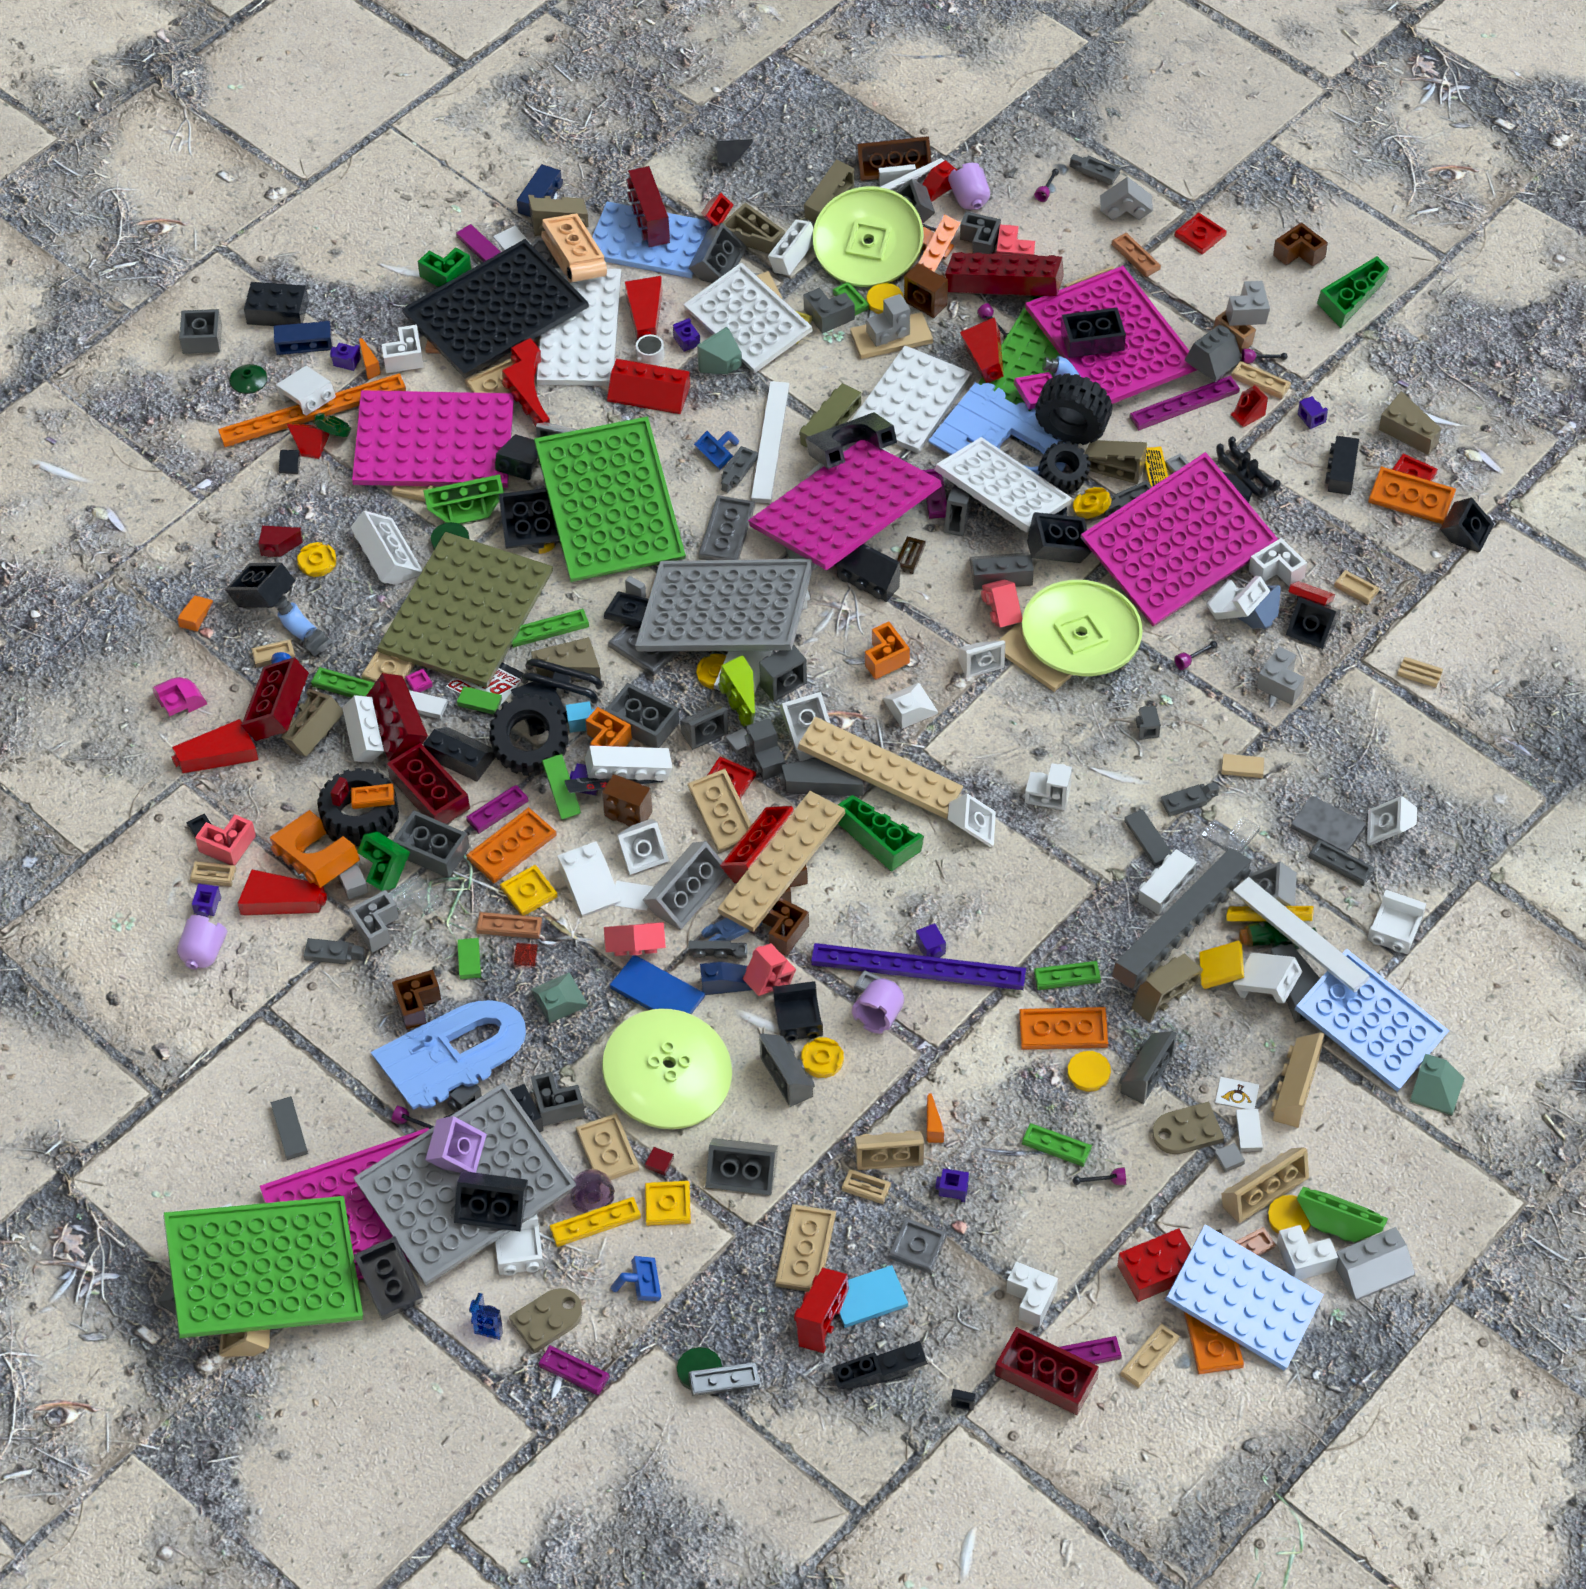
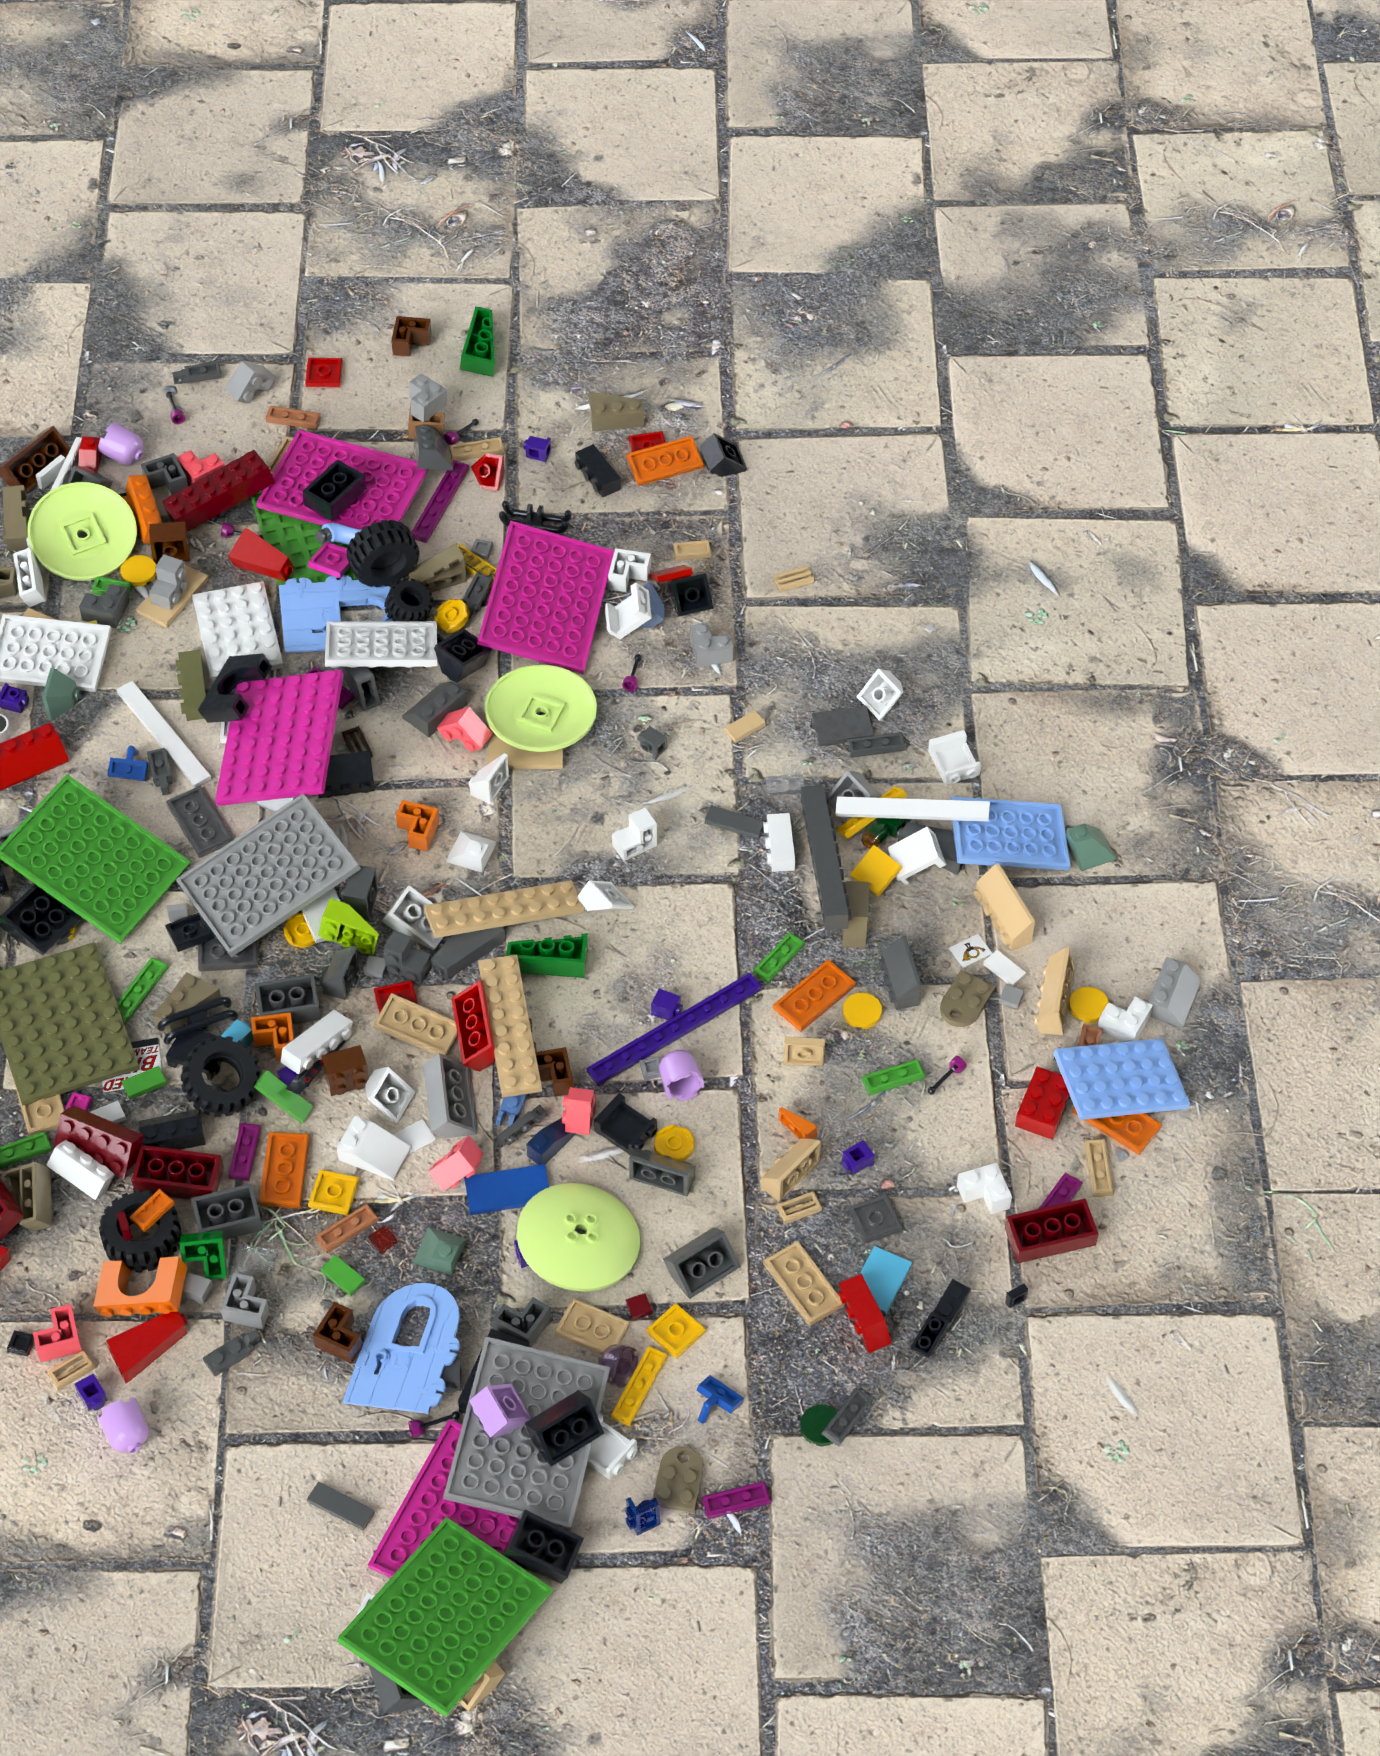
camera: 45 degrees left, 0 degrees up
(998, 1063) = (804, 1051): none -> tan tile
(1189, 798) = (732, 775): dark grey hinge -> none
(1339, 1216) = (1125, 977): bright green wedge -> none

